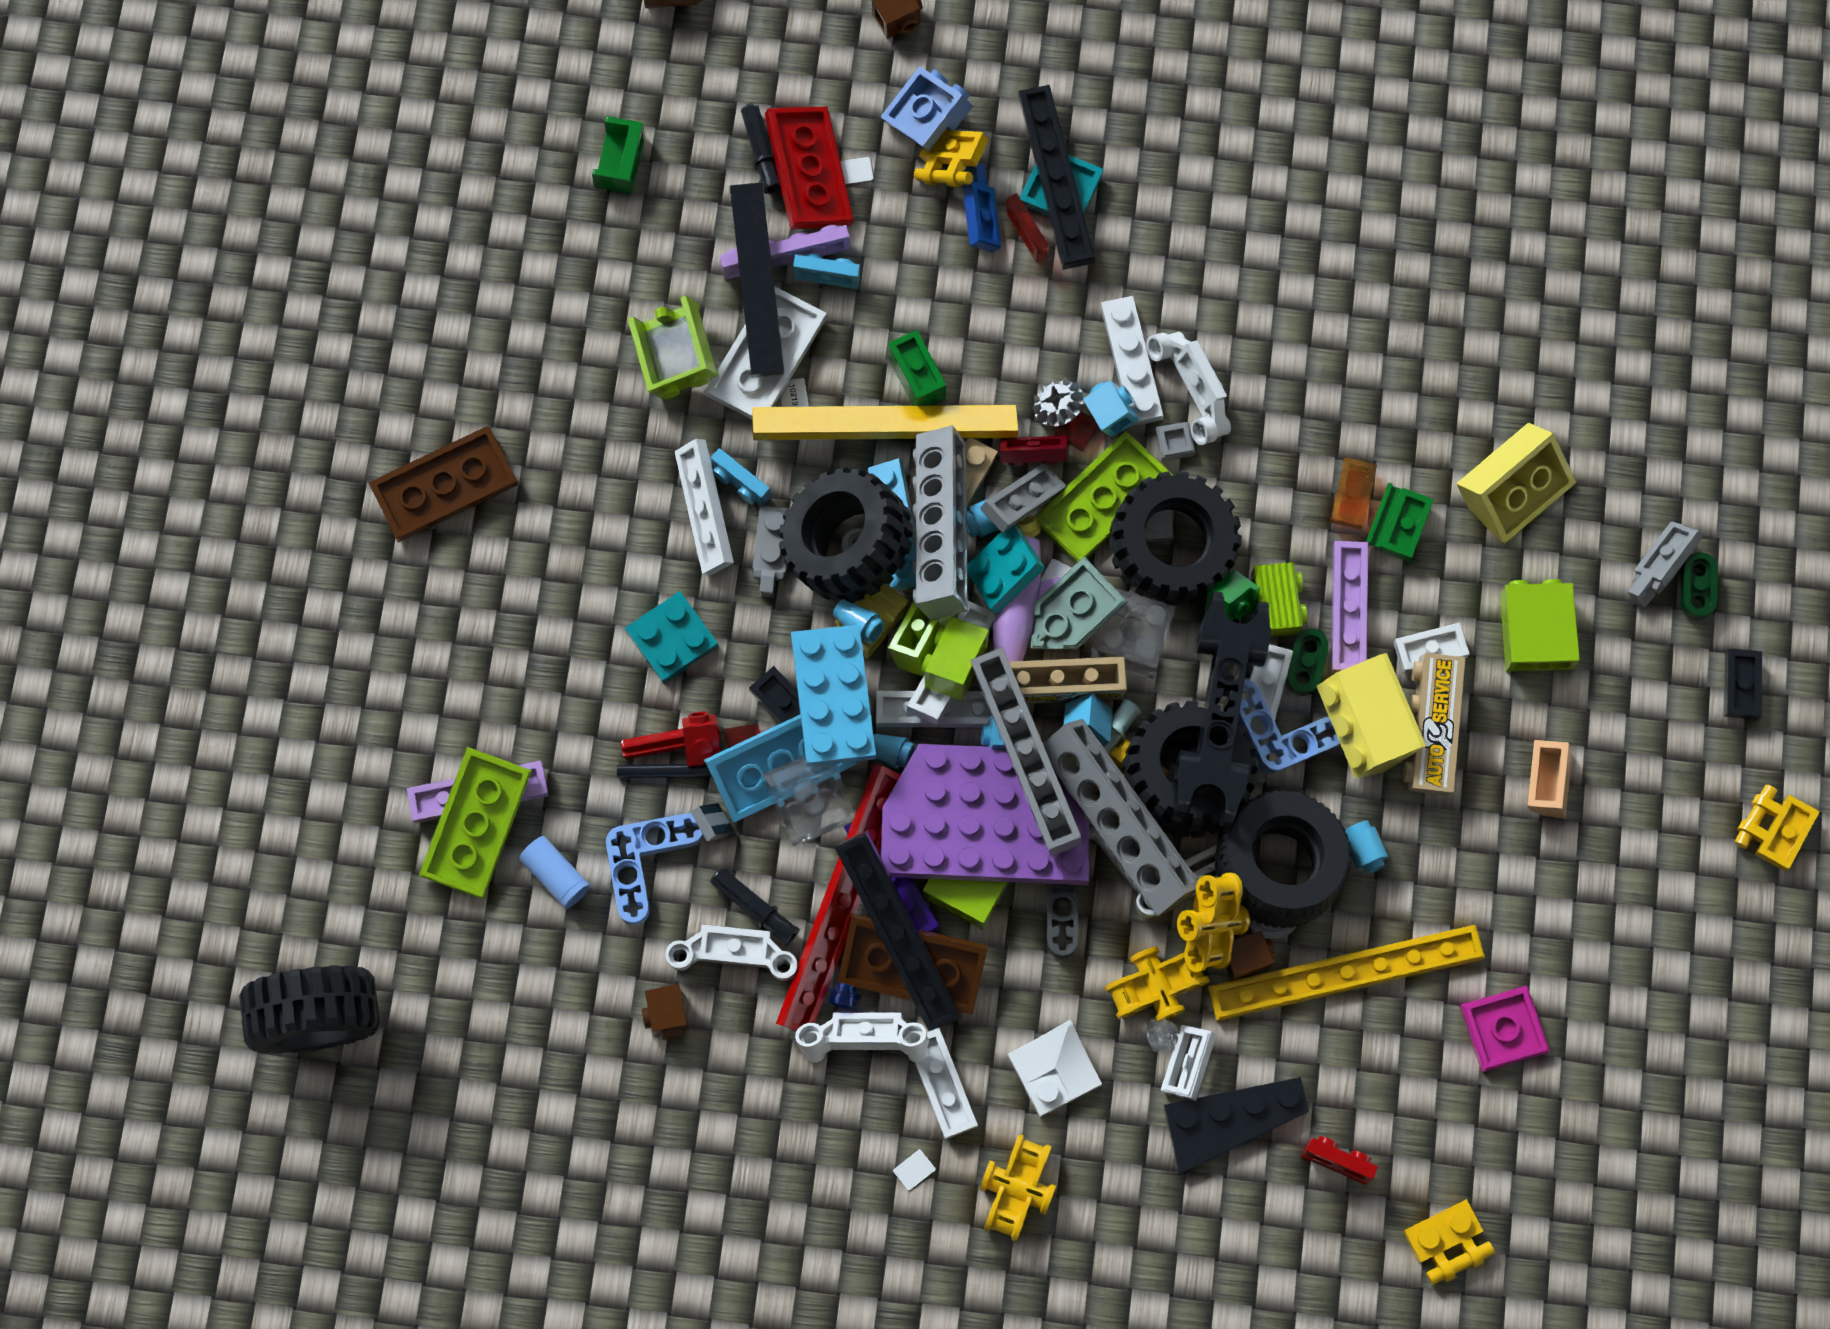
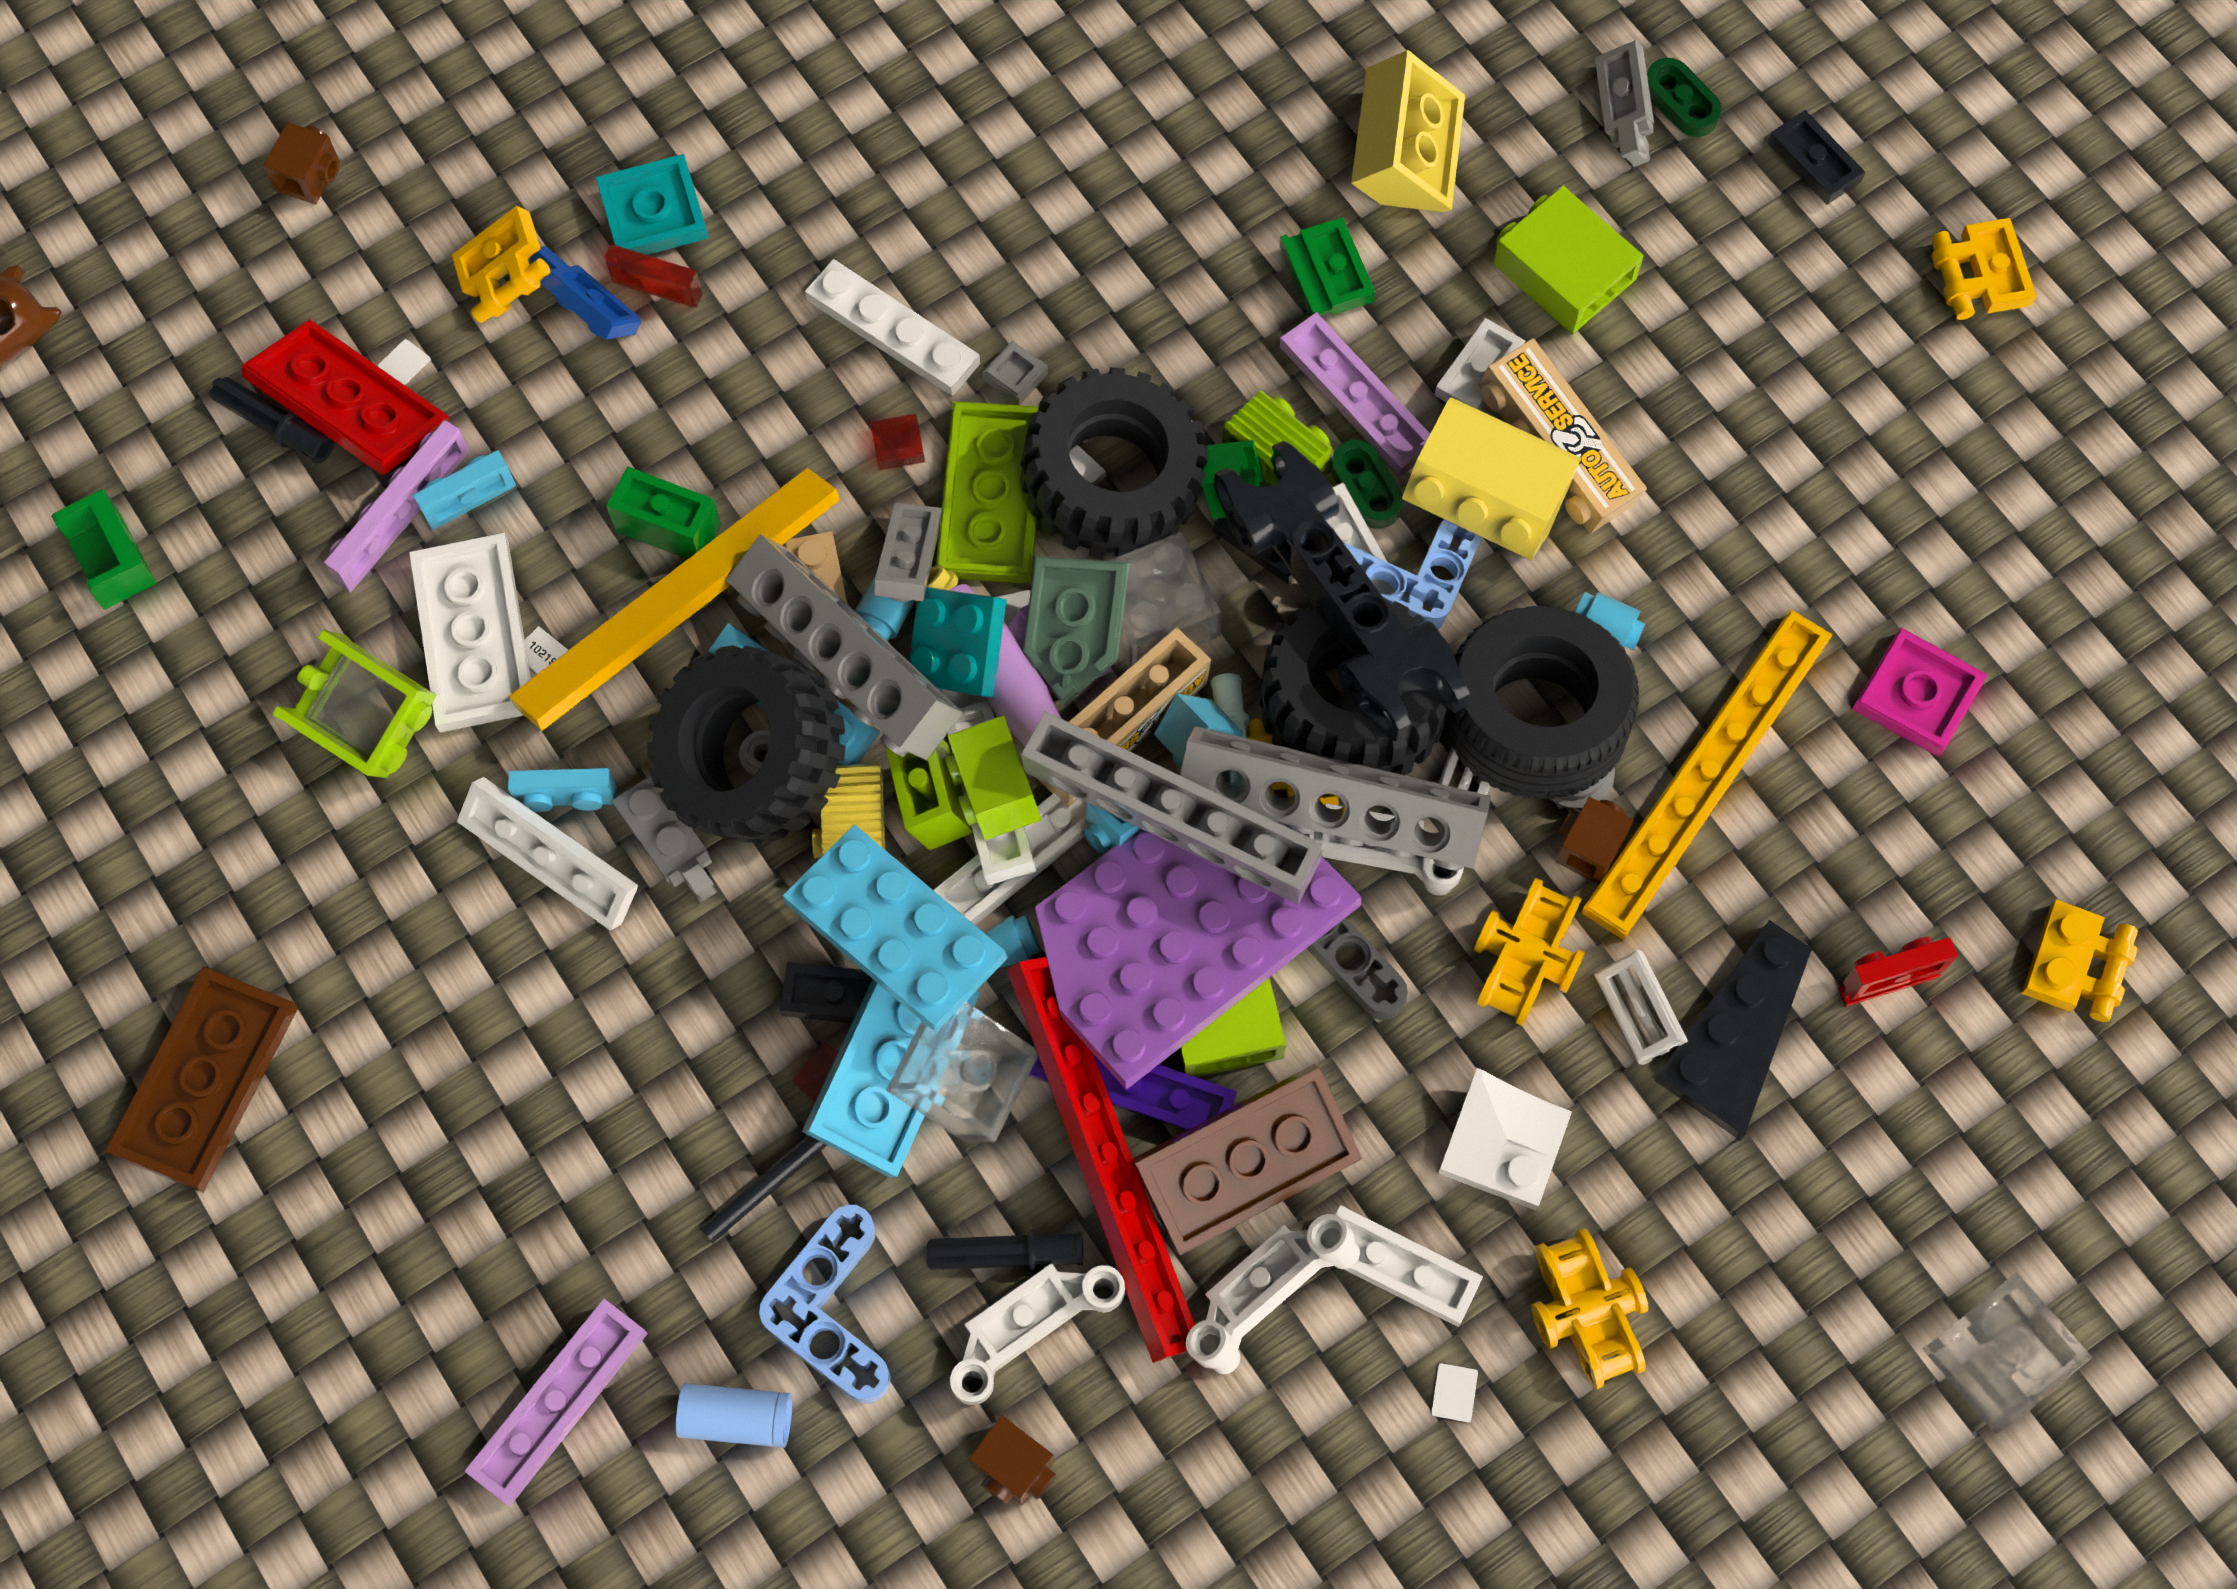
camera: 40 degrees left, 5 degrees down
(475, 823) = (587, 1440): lime tile -> none
(655, 743) = (739, 1147): red axle -> none
(671, 637) = (635, 1030): teal plate -> none
(700, 737) = (773, 1113): red bracket -> none
(712, 822) = (872, 1196): light grey tile -> none
(756, 279) = (392, 554): black tile -> none
(843, 996) = (1200, 1264): clear blue plate -> none
(869, 621) = (830, 826): medium azure cone -> none
(897, 931) = (1201, 1132): black tile -> none
(927, 108) = (428, 233): medium blue plate -> none
(1044, 449) = (883, 487): dark red plate -> none
(1056, 177) = (640, 198): black tile -> none
(1068, 406) = (847, 447): light grey gear -> none
(1111, 407) = (917, 385): medium azure brick -> none
(1162, 1035) = (1586, 1001): clear plate -> none
(1200, 381) = (987, 285): white plate -> none
(1213, 922) = (1529, 812): yellow axle -> none
(1353, 493) = (1253, 277): clear orange plate -> none
(1550, 778) = (1725, 397): light nougat brick -> none

